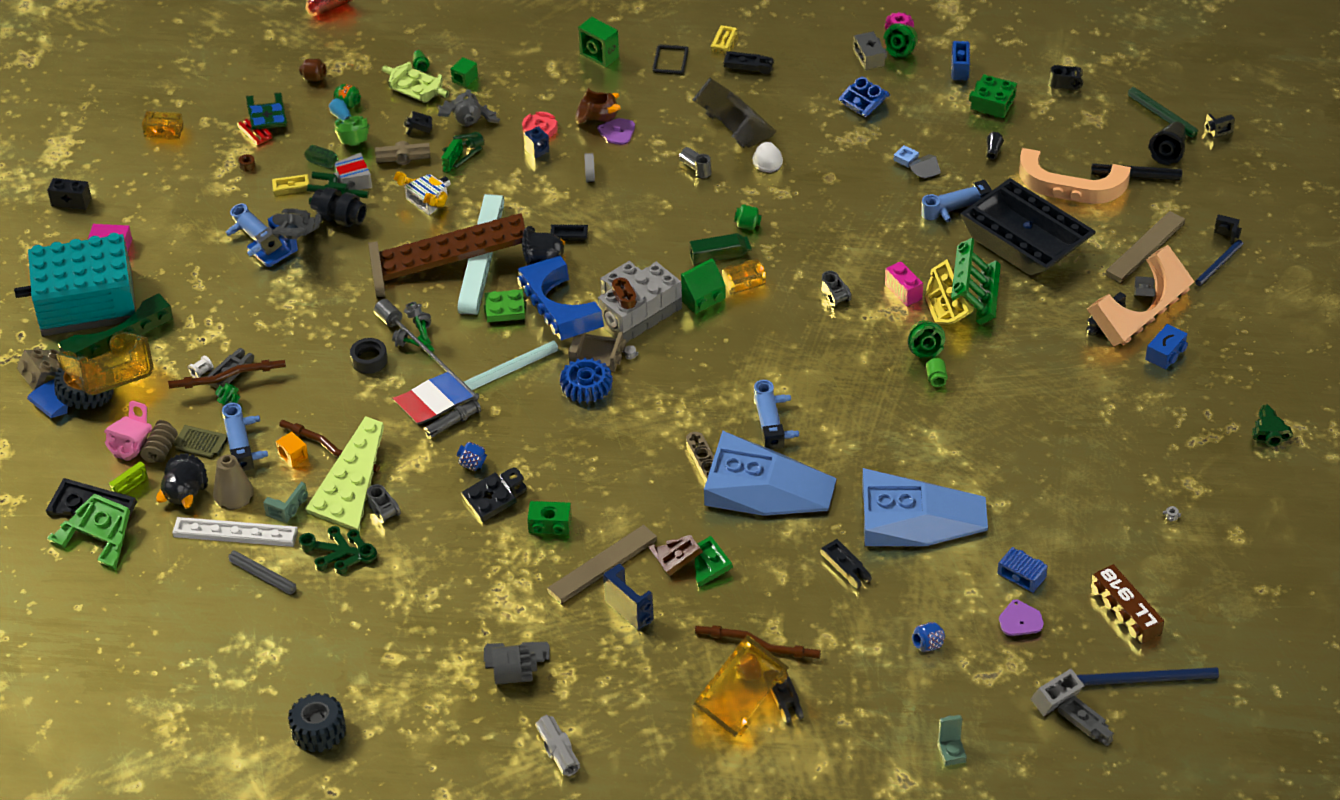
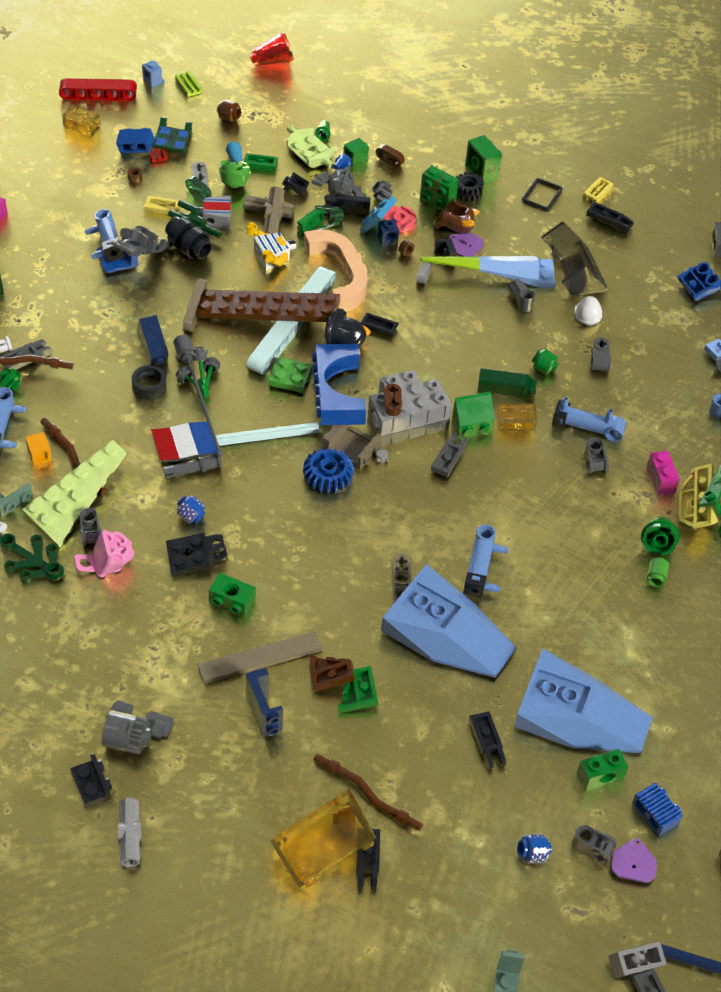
camera: 15 degrees right, 5 degrees up
(162, 88) = (97, 89): none -> red beam
(212, 55) = (152, 73): none -> medium blue brick
(231, 128) = (135, 140): none -> blue brick
(256, 53) = (191, 84): none -> lime tile
(317, 140) = (202, 174): none -> light grey beam
(349, 94) = (248, 141): green head -> none
(353, 314) = (152, 340): none -> dark blue slope
(372, 111) = (261, 162): none -> green tile
(412, 154) = (273, 210): none -> dark tan piece
(412, 520) = (109, 554): none -> bright pink piece
(455, 87) = (342, 162): none -> blue plate
(483, 125) = (349, 203): none -> black hinge
(496, 170) = (338, 245): none -> light nougat arch
(500, 716) = (91, 782): none -> black bracket
(501, 66) = (390, 155): none -> reddish brown beam
(510, 102) = (382, 190): none -> dark grey gear
(518, 127) = (377, 214): none -> dark azure plate
(560, 151) = (406, 247): none -> reddish brown axle
(567, 83) = (438, 187): none -> green brick
(601, 77) = (476, 186): none -> black tyre
(603, 140) = (445, 247): none -> black bracket
(694, 135) = (526, 268): none -> light blue plate
(695, 332) = (449, 456): none -> dark grey hinge
(798, 195) = (601, 355): none -> dark grey piece
(834, 257) = (610, 426): none -> medium blue piece
(960, 553) = (602, 769): none -> green brick
(976, 616) = (595, 843): none -> dark grey piece

